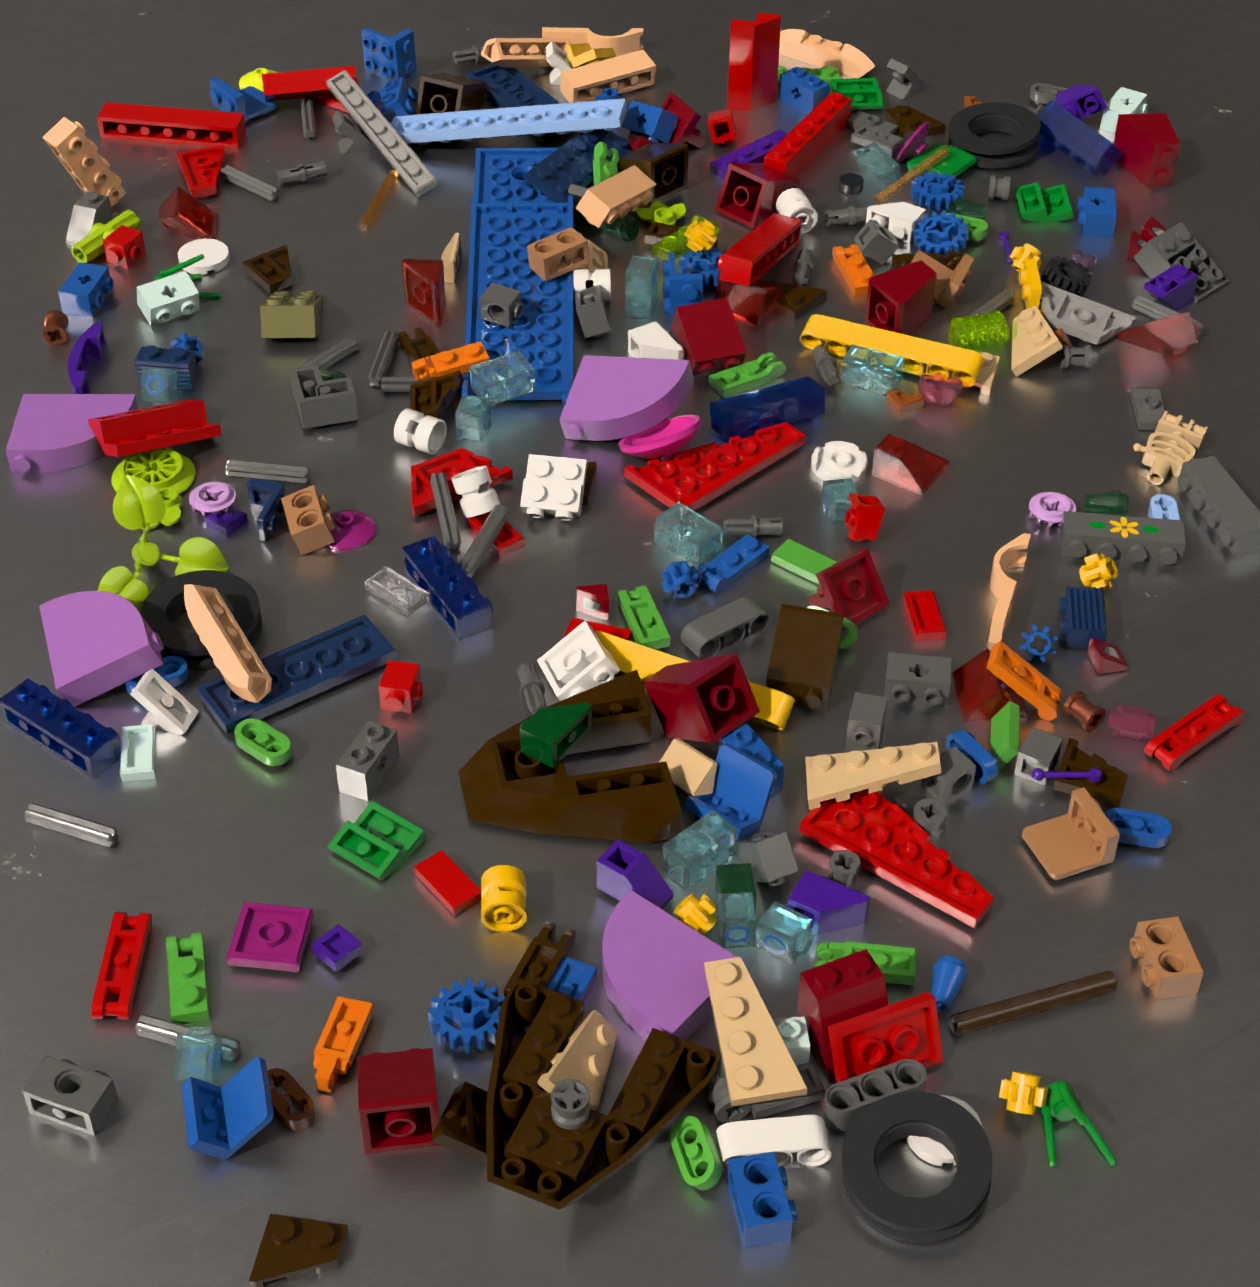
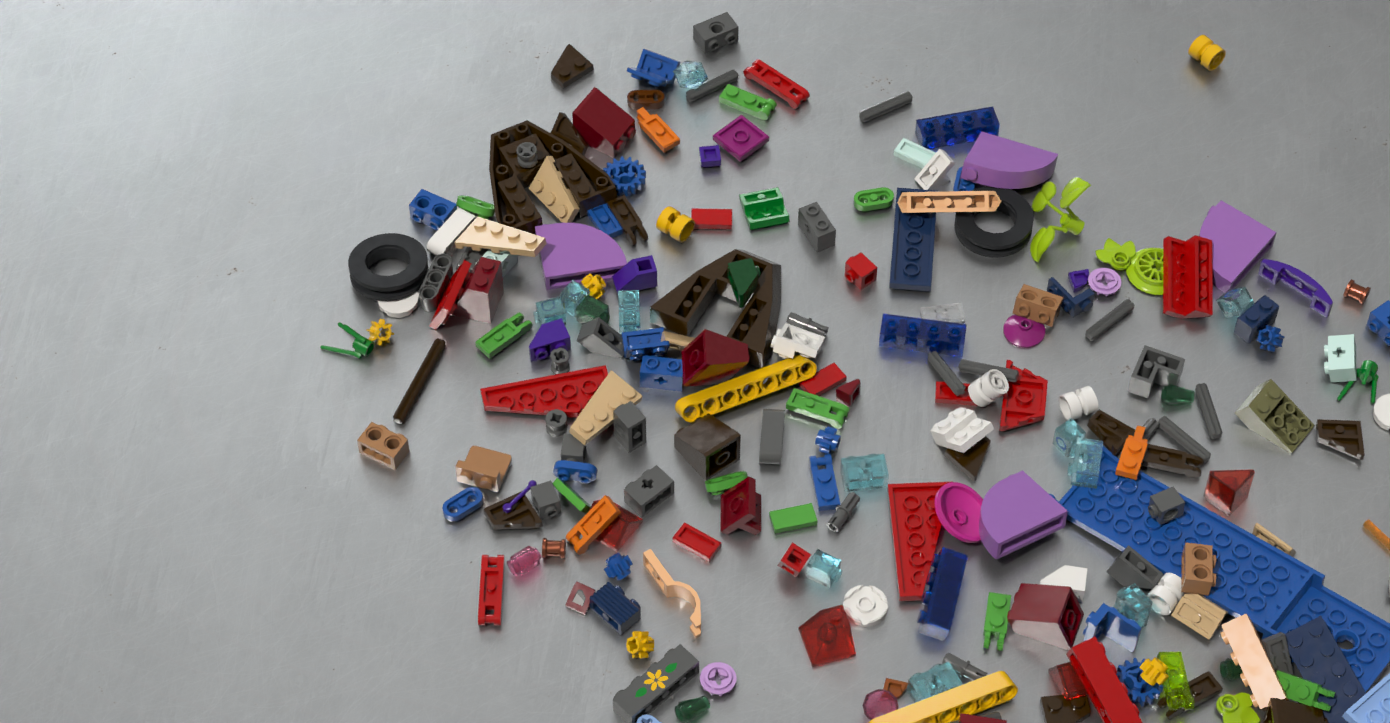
camera: 130 degrees right, 10 degrees up
(947, 979) = (462, 354): blue cone -> none

